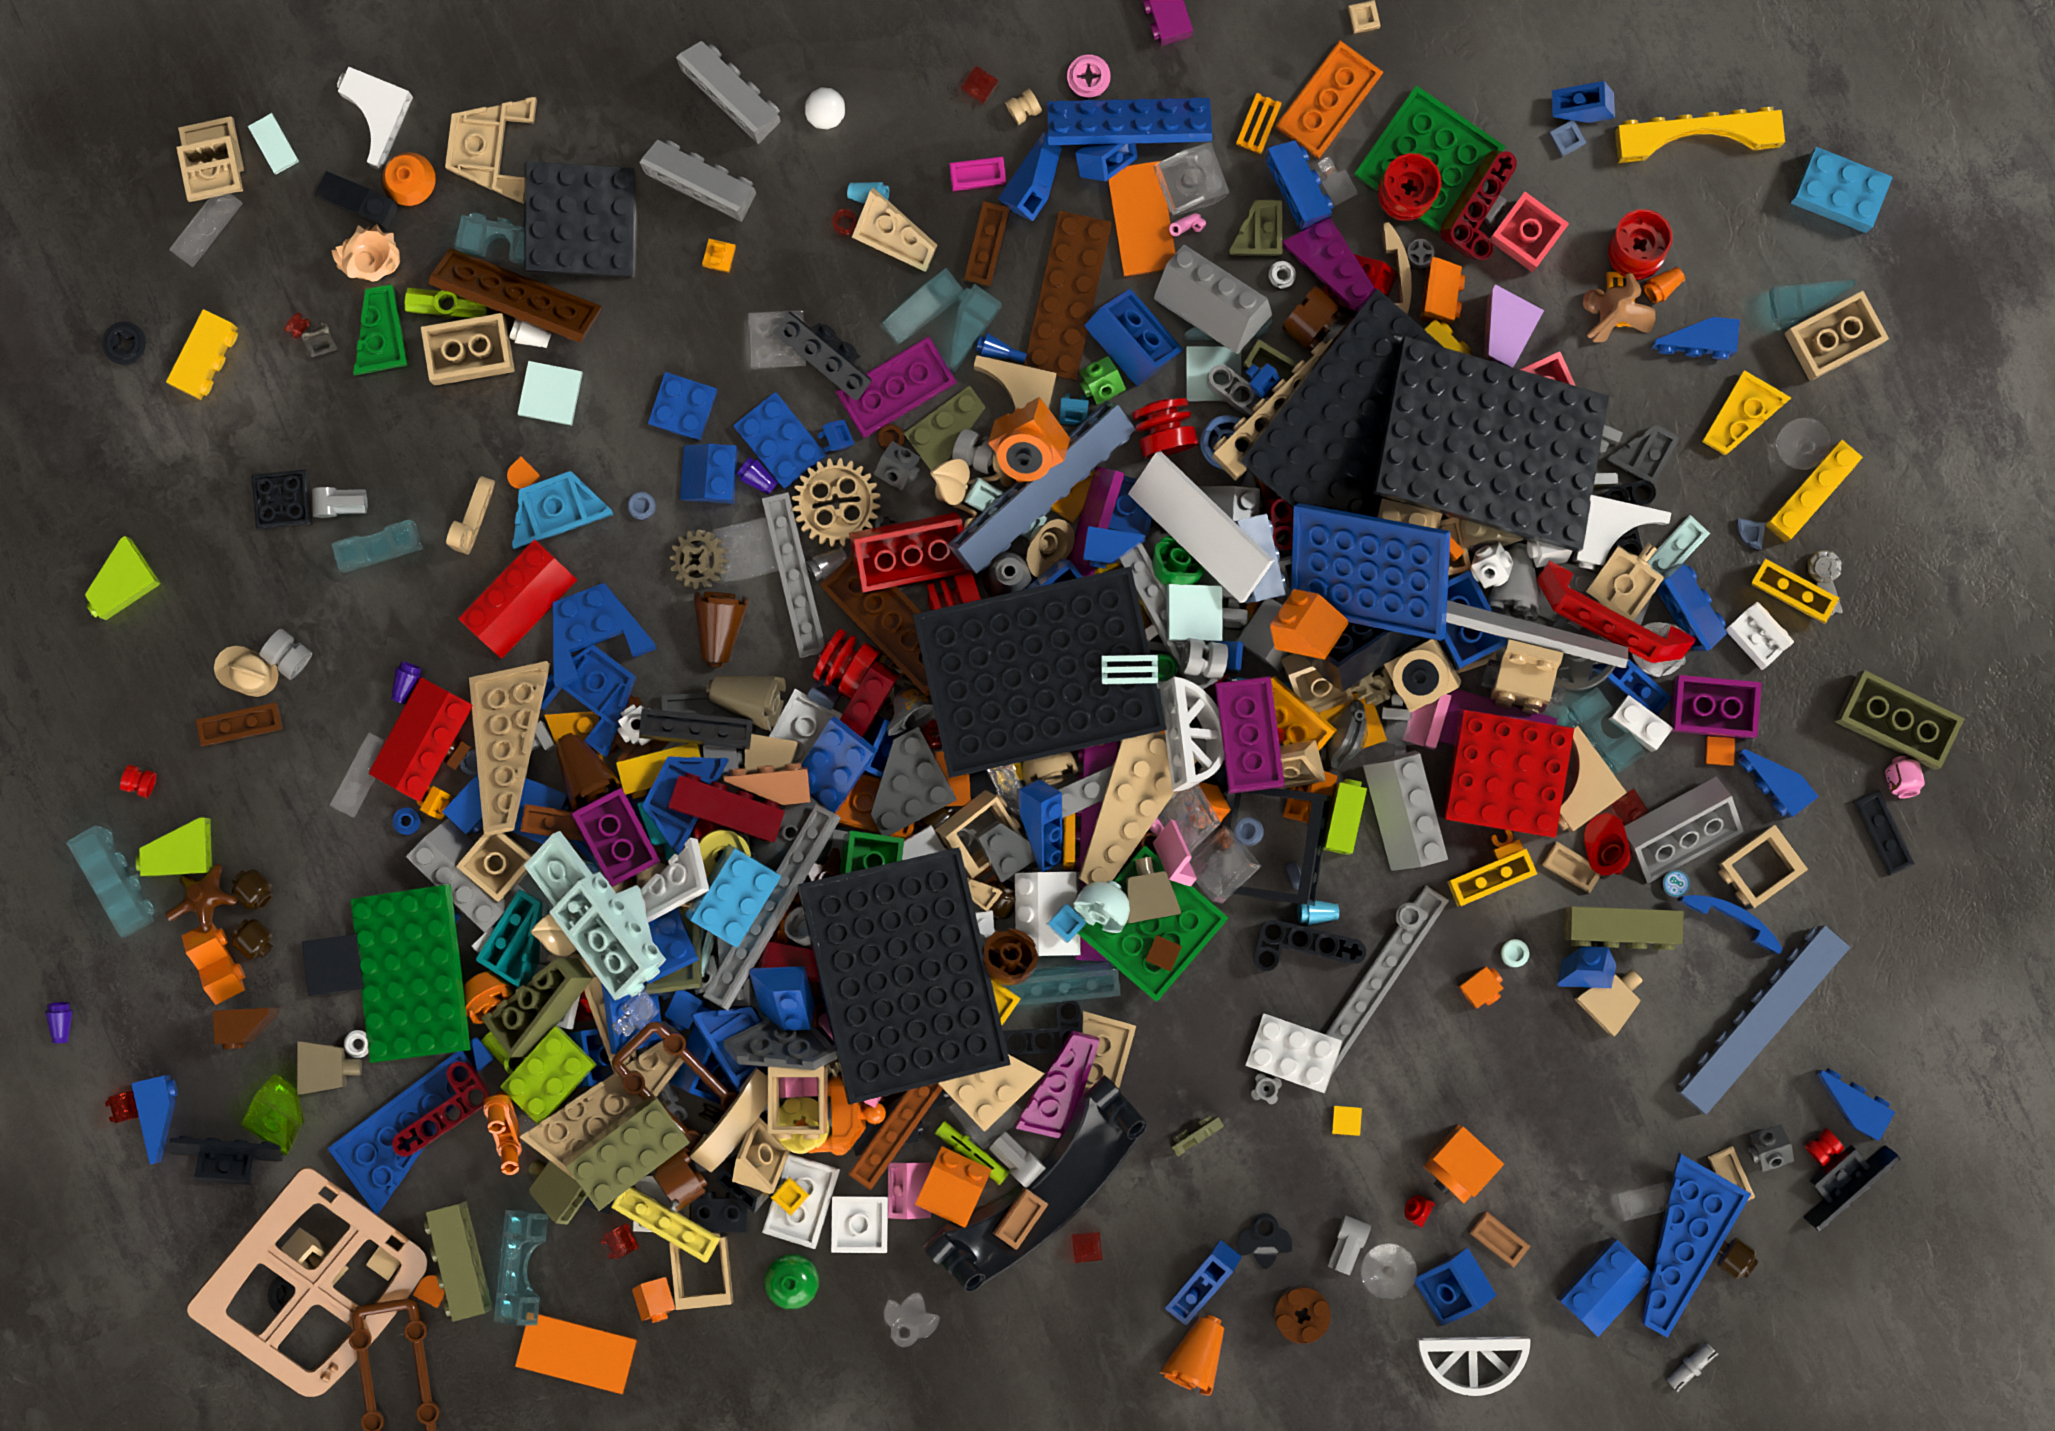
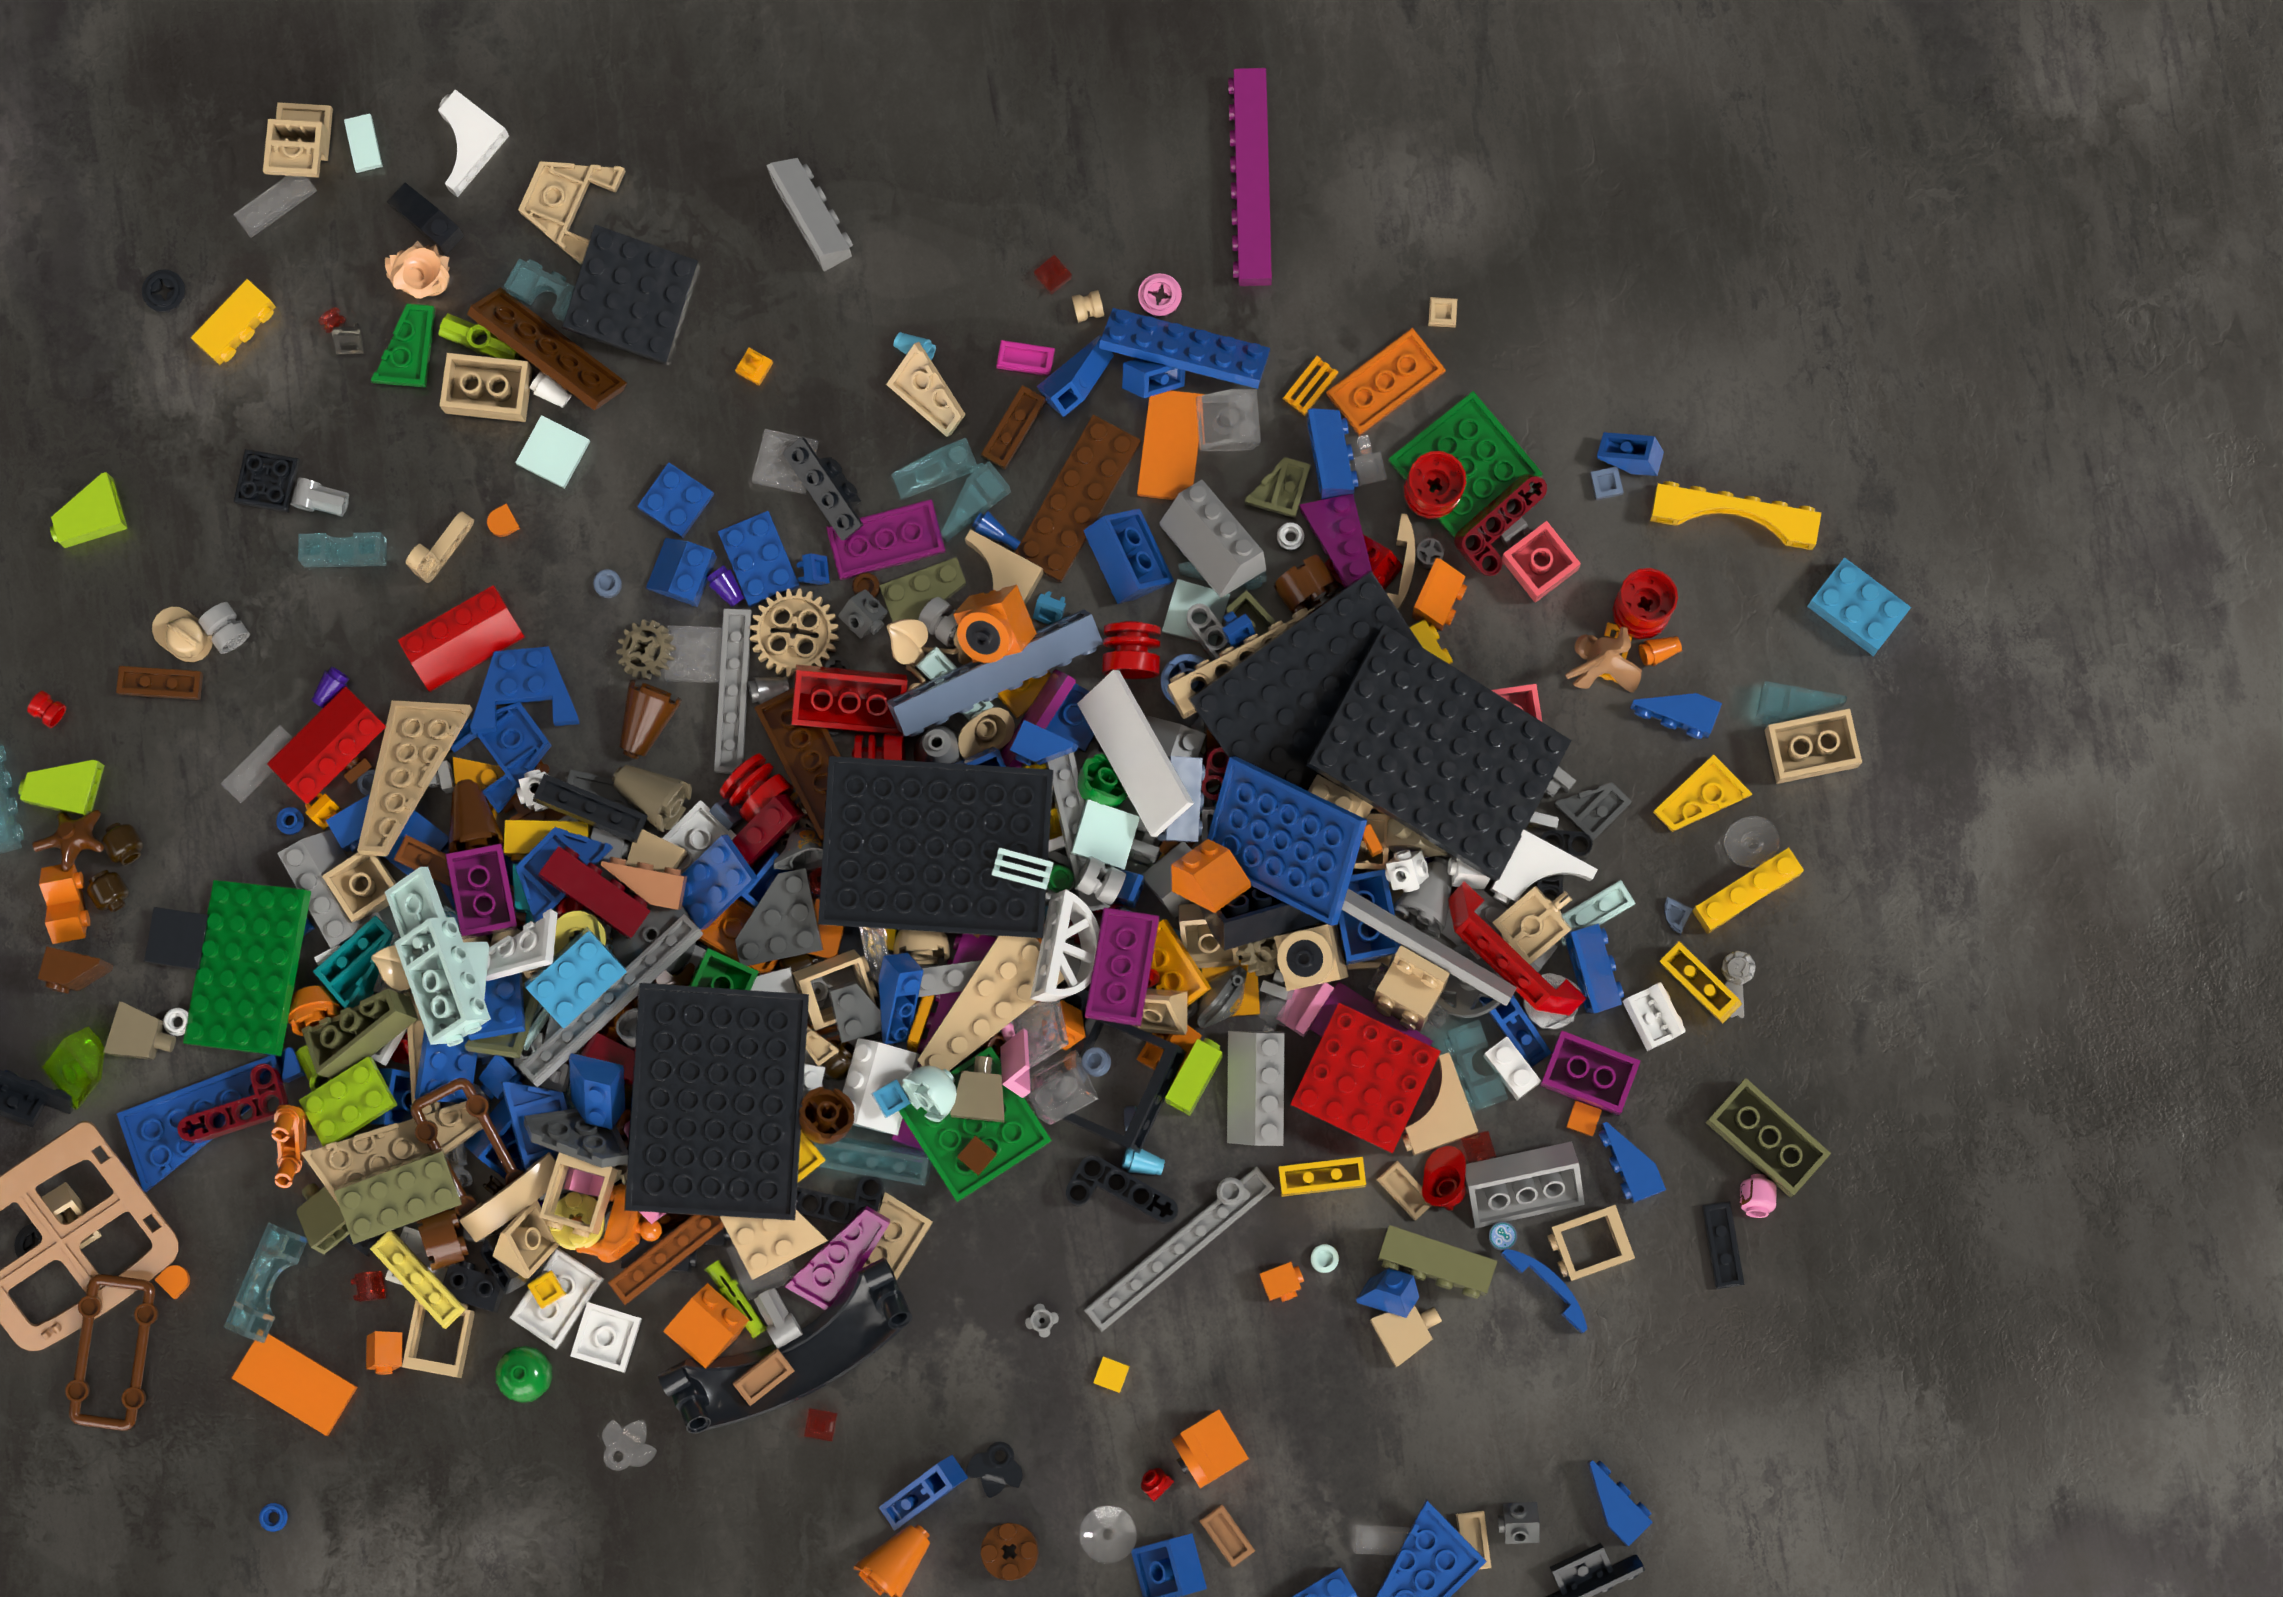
camera: 20 degrees right, 5 degrees down
(384, 1263) = (136, 1241): tan tile -> none
(408, 178) = (480, 211): orange cone -> none
(458, 1261) = (207, 1258): olive brick -> none
(555, 508) = (524, 562): dark azure wing -> none
(638, 1013) = (450, 1066): clear plate -> none
(698, 179) = (755, 288): light grey slope -> none
(824, 108) = (897, 255): white hair -> none
(848, 215) = (889, 362): clear red bush -> none
(904, 1187) = (659, 1312): bright pink panel -> none
(1101, 380) = (1084, 588): bright green brick -> none
(1185, 1140) = (948, 1347): olive wing -> none
(1191, 221) = (1212, 461): bright pink arm -> none
(1294, 1053) = (1078, 1293): white plate -> none
(1351, 1237) = (1080, 1492): light grey piece -> none
(1506, 848) = (1345, 1152): light orange tile -> none
(1507, 326) = (1494, 647): lavender slope -> none
(1763, 1019) = (1550, 1393): sand blue brick -> none
(1826, 1145) = (1574, 1537): red wheel -> none

